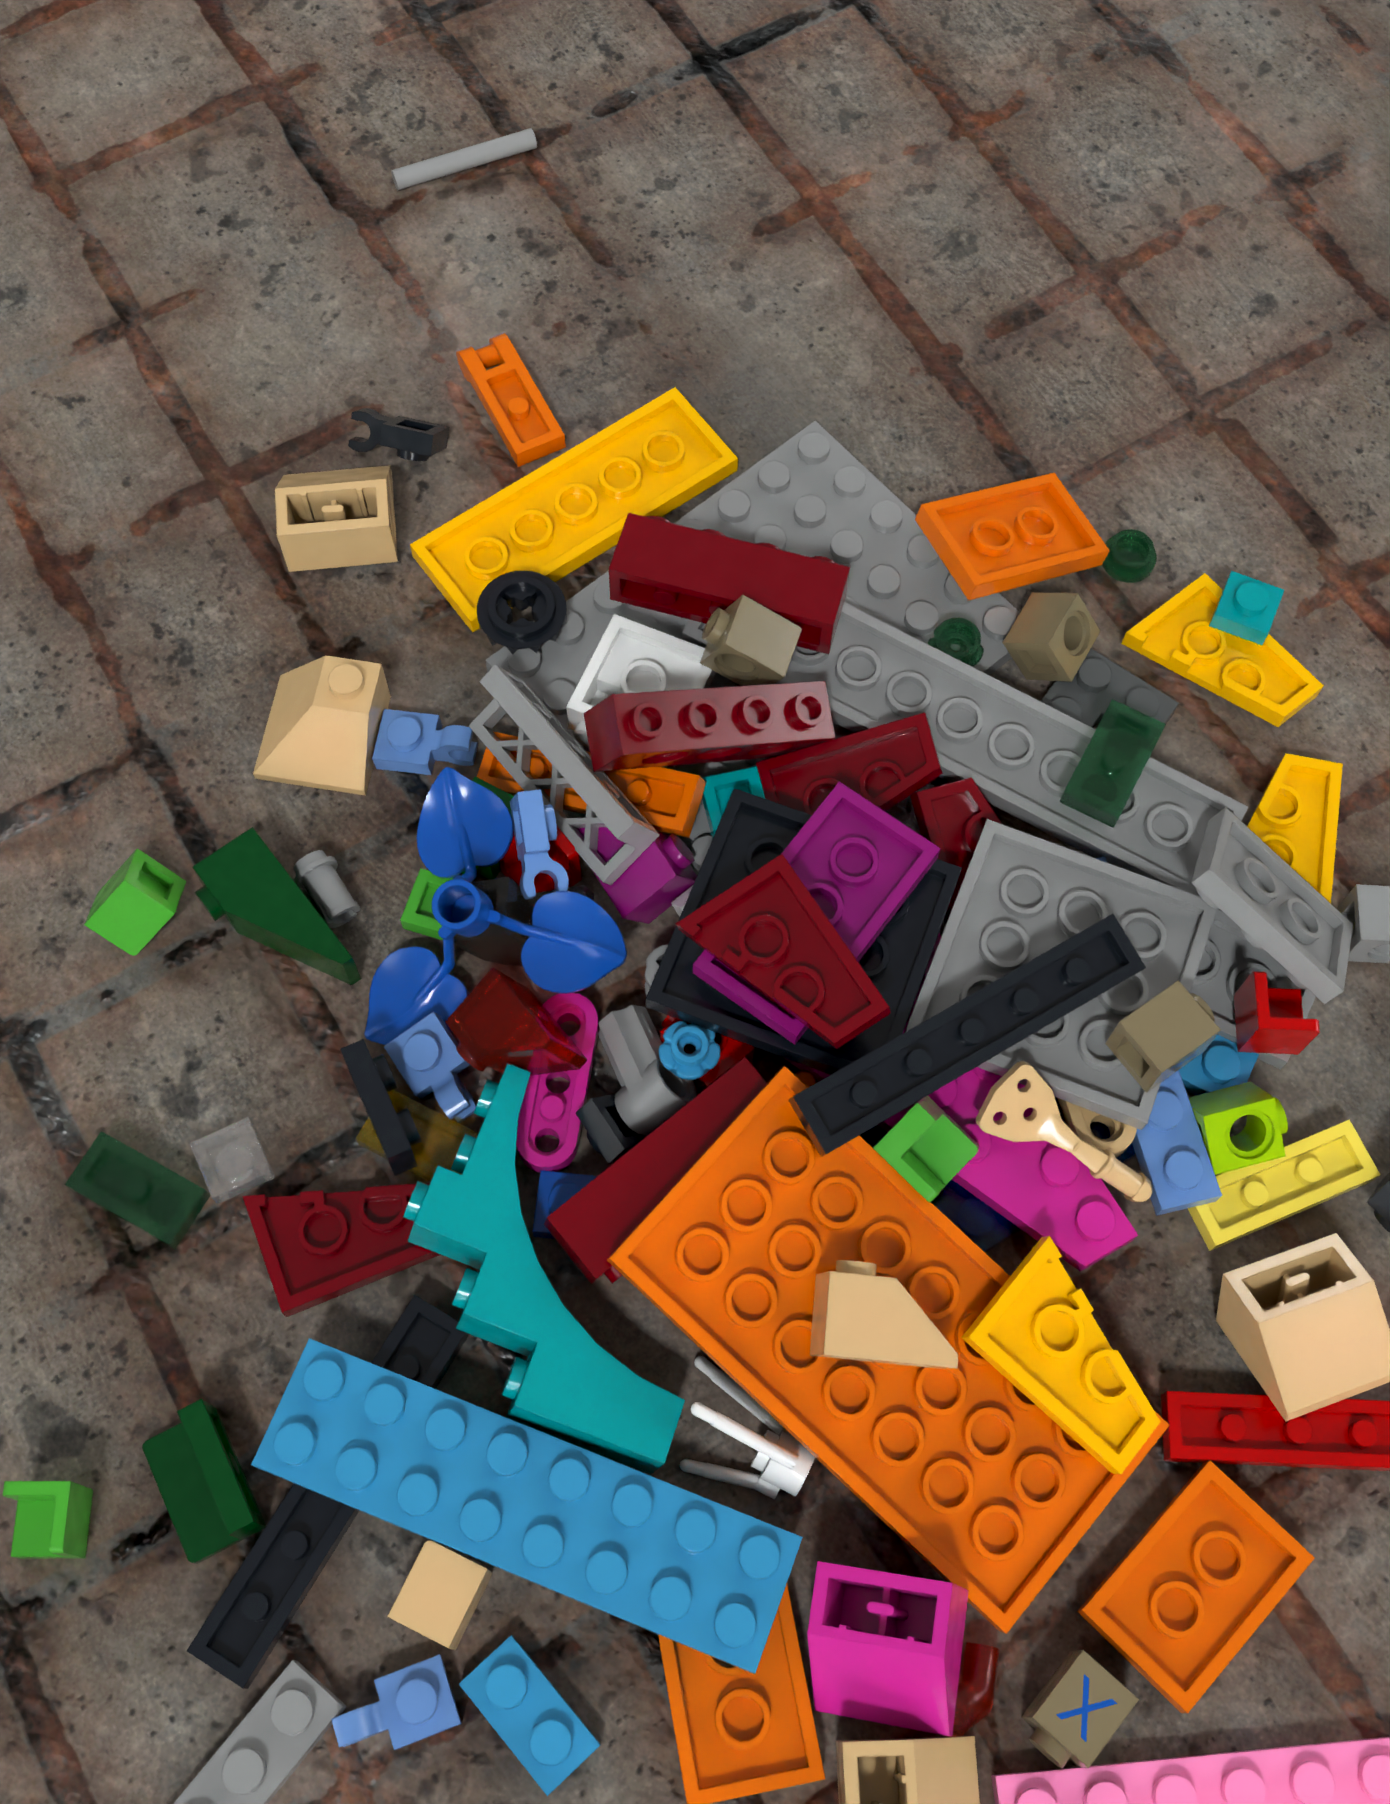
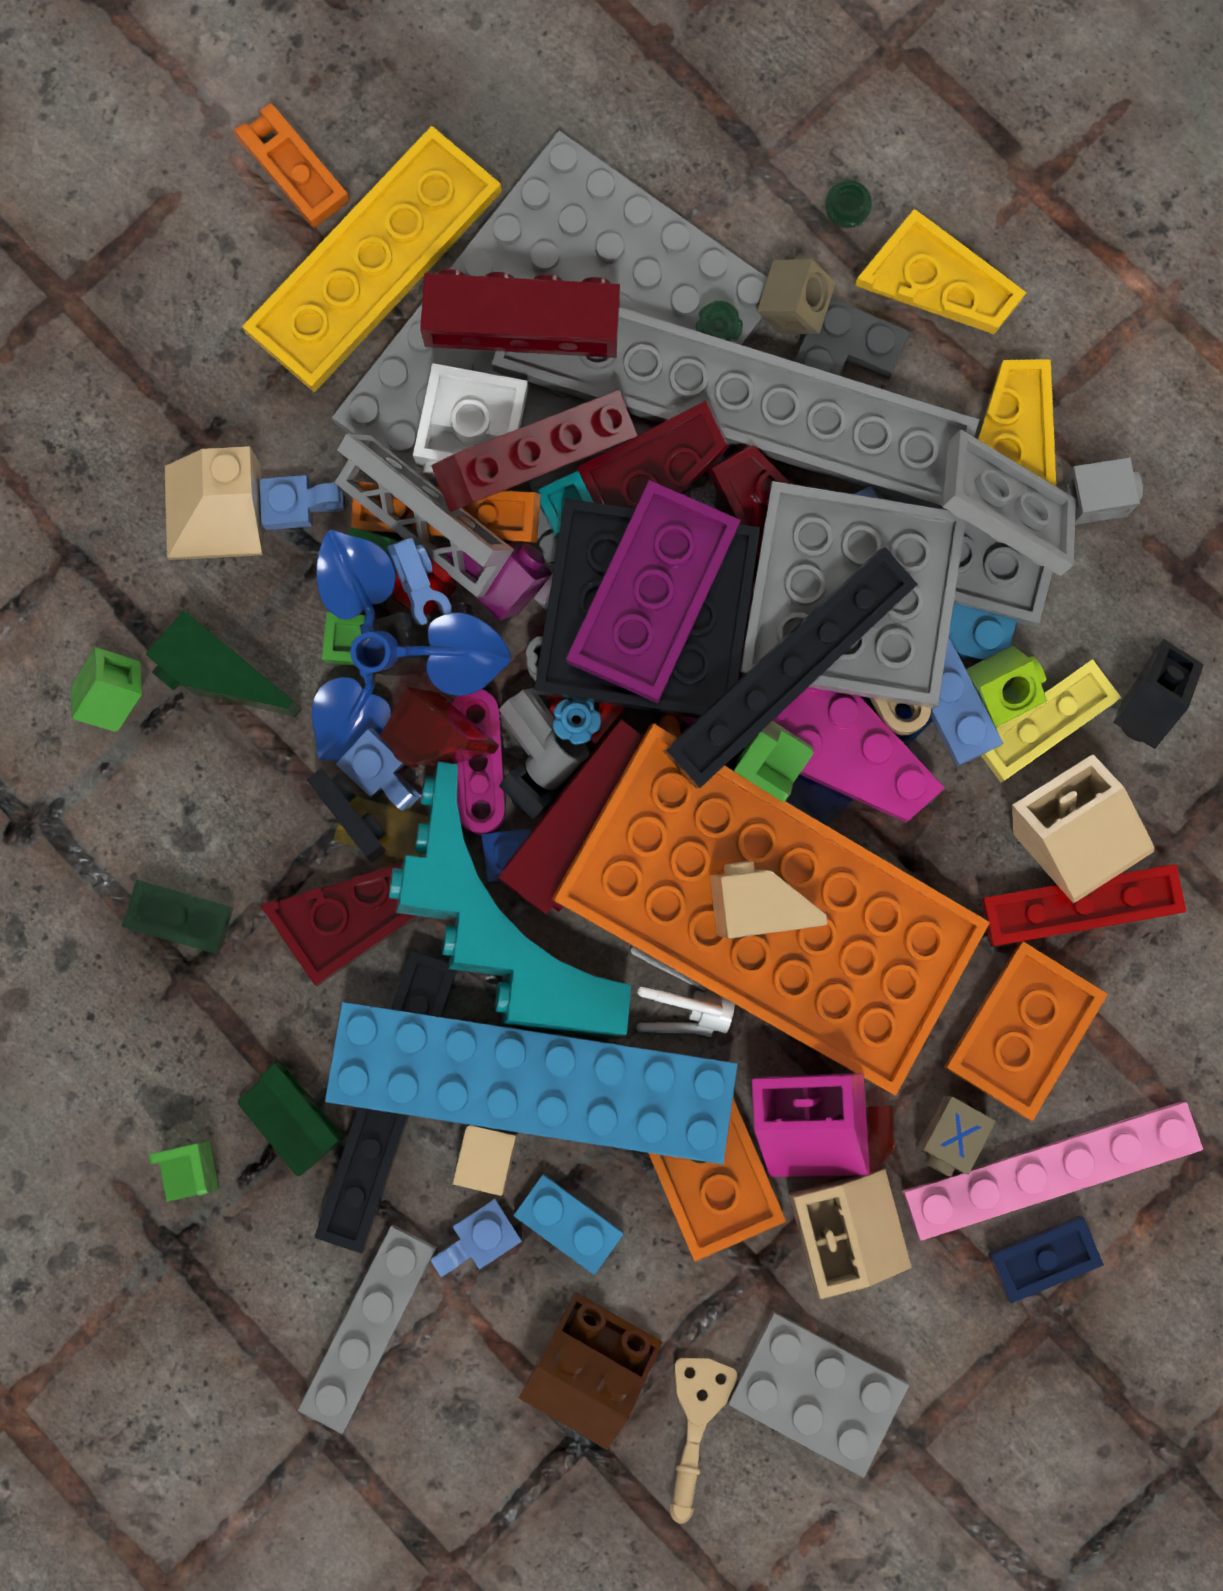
camera: 10 degrees left, 15 degrees up
(232, 1160) = (243, 878): clear plate -> none
(319, 877) = (254, 643): light grey pin -> none
(336, 518) = (172, 312): tan slope -> none
(411, 437) = (210, 221): black plate -> none
(521, 590) = (348, 350): black gear -> none
(749, 643) = (551, 370): dark tan brick -> none
(789, 951) = (639, 634): dark red wing -> none
(1011, 535) = (747, 209): orange plate -> none
(1047, 1125) = (863, 722): tan piece -> none
(1055, 1353) = (901, 895): yellow wing -> none
(1112, 763) = (865, 408): clear green plate -> none
(1163, 1035) = (940, 635): dark tan brick -> none
(1246, 608) = (953, 236): teal plate -> none
(1271, 1018) = (1021, 593): red panel -> none

